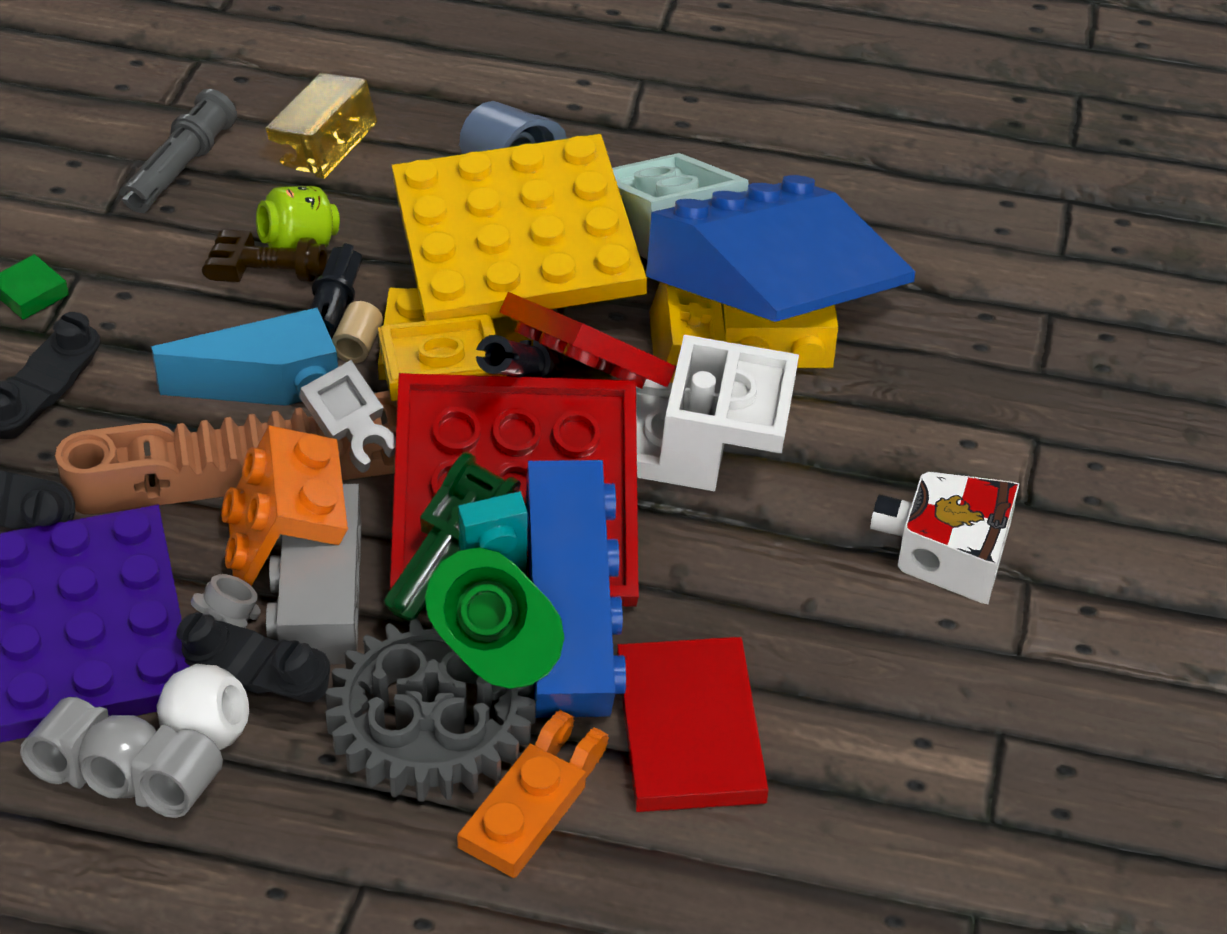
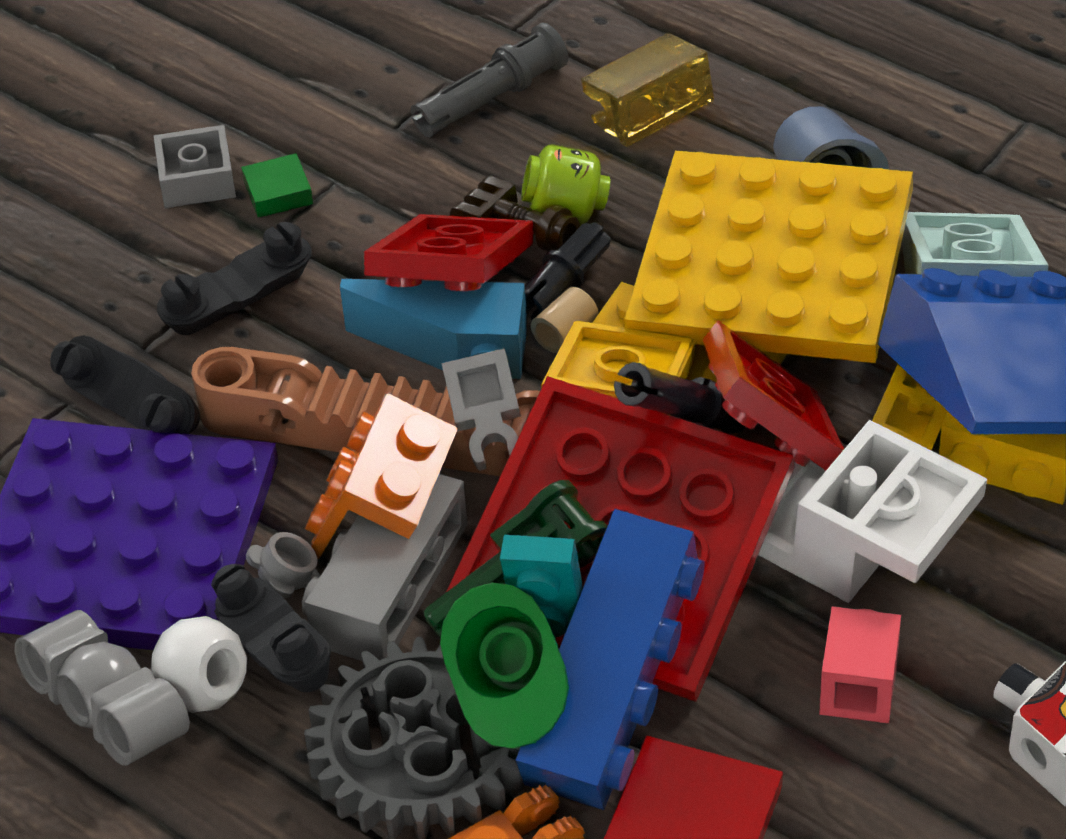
camera: 30 degrees right, 0 degrees up
(235, 296) = (449, 250): none -> red plate
(757, 534) = (860, 664): none -> coral brick

